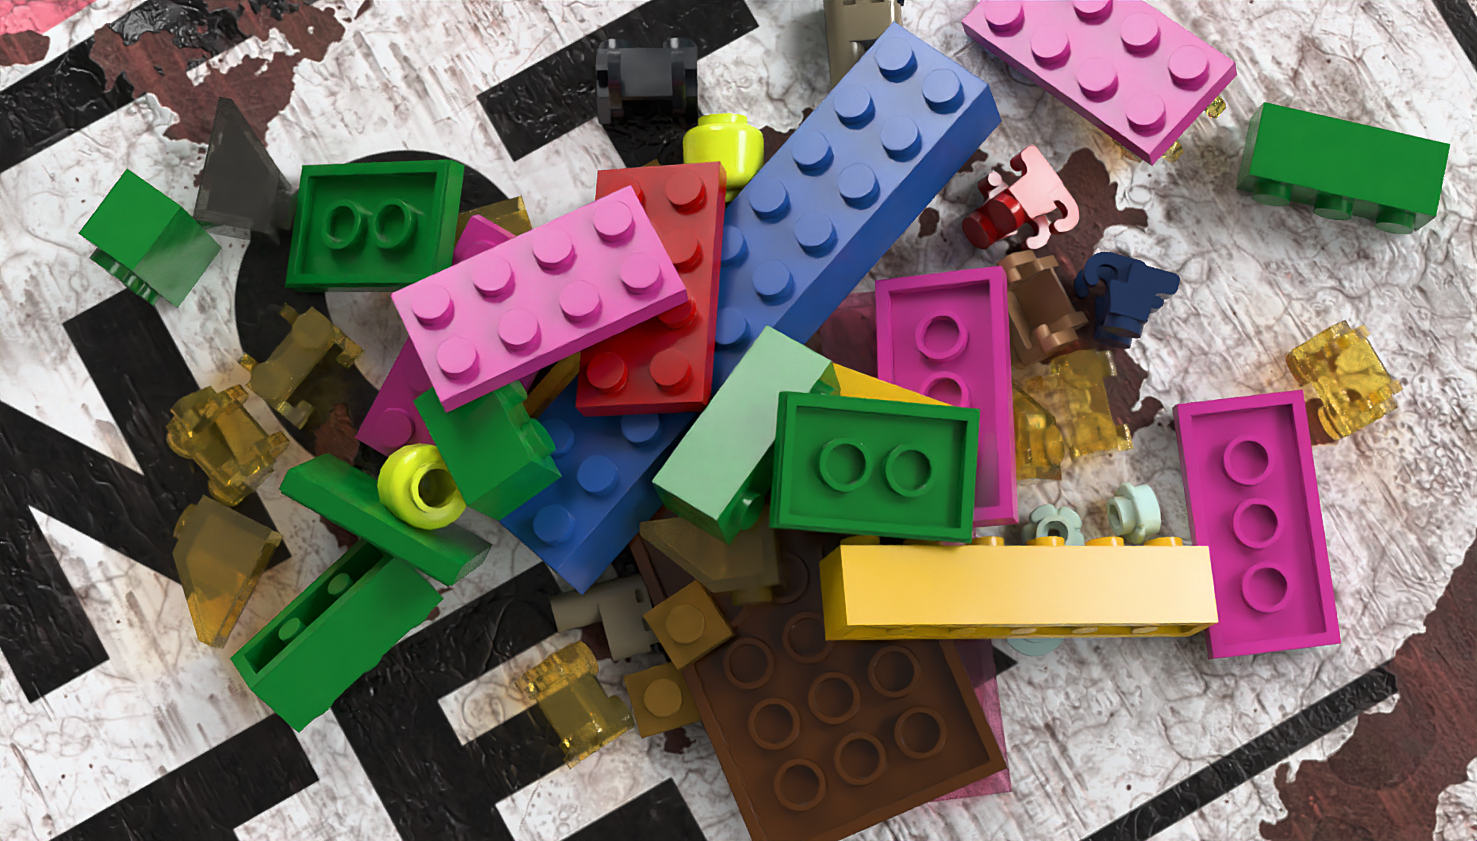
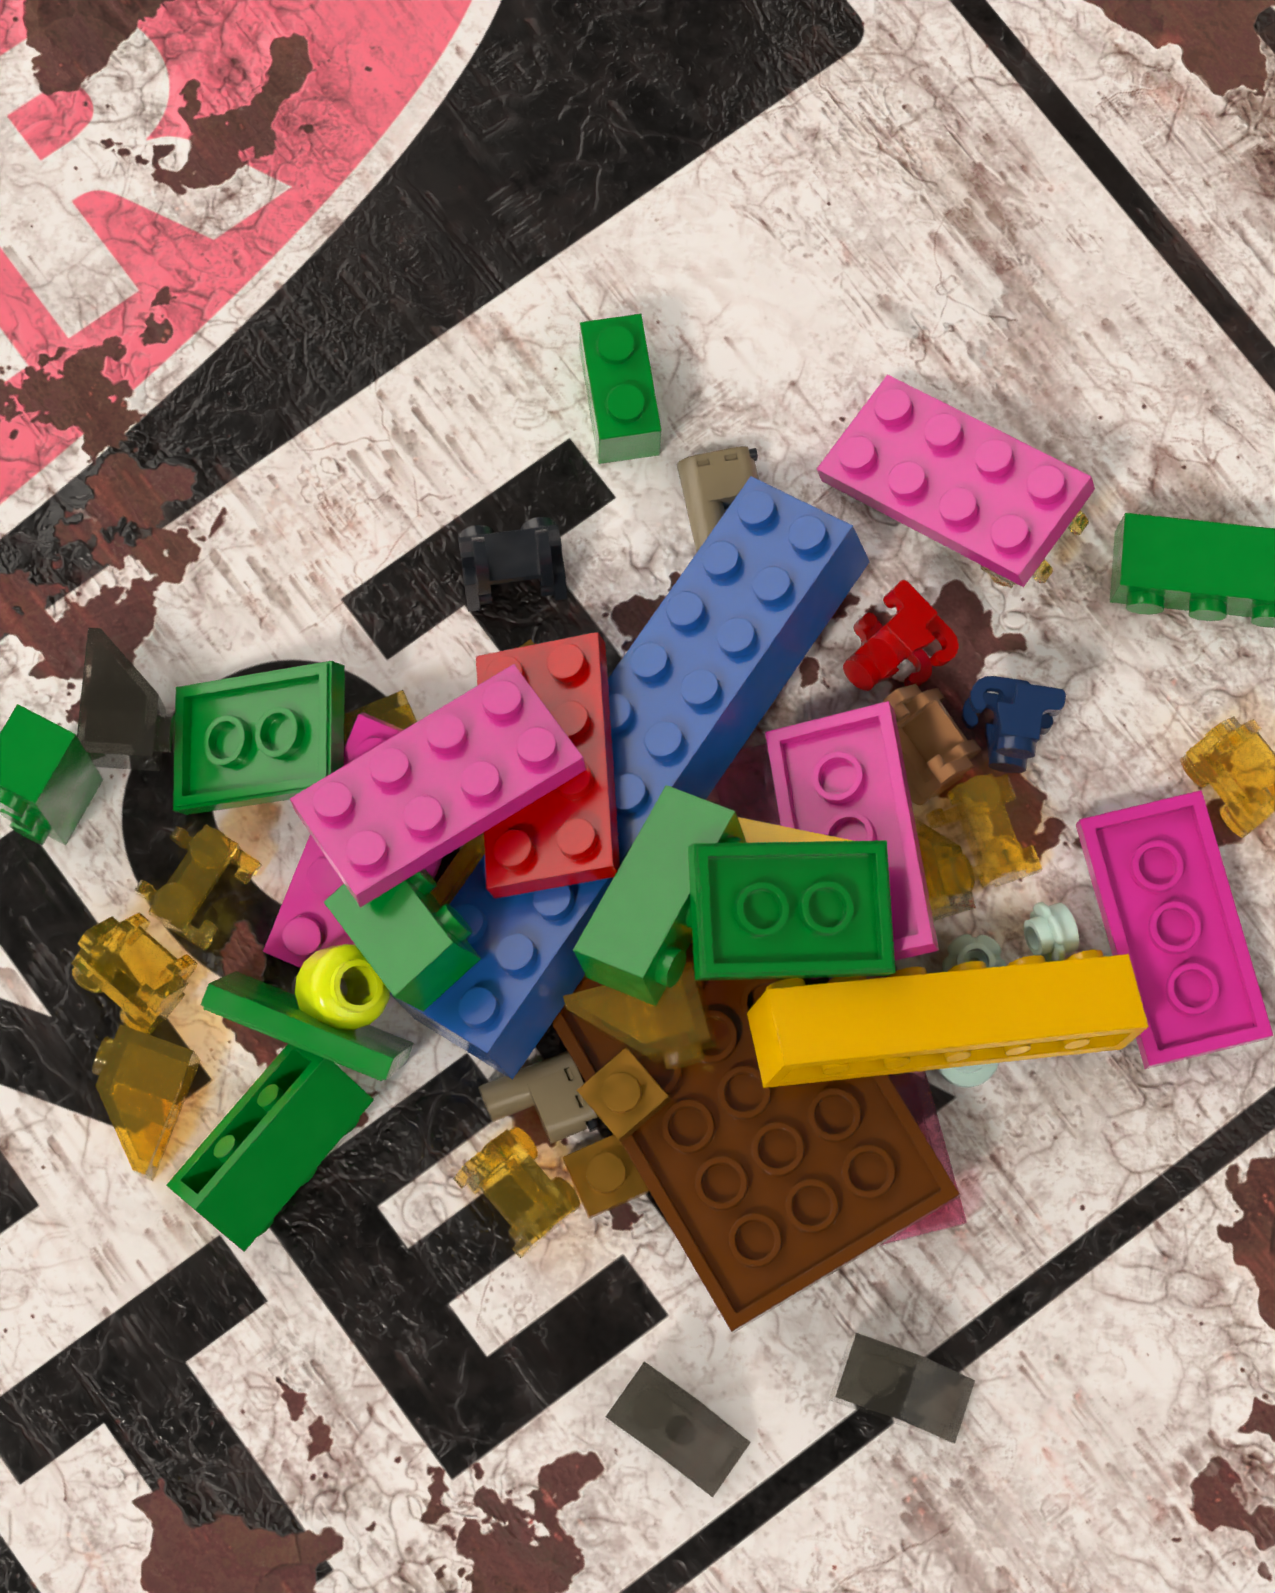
camera: 10 degrees left, 5 degrees down
(730, 141) = (601, 611): neon yellow head -> none

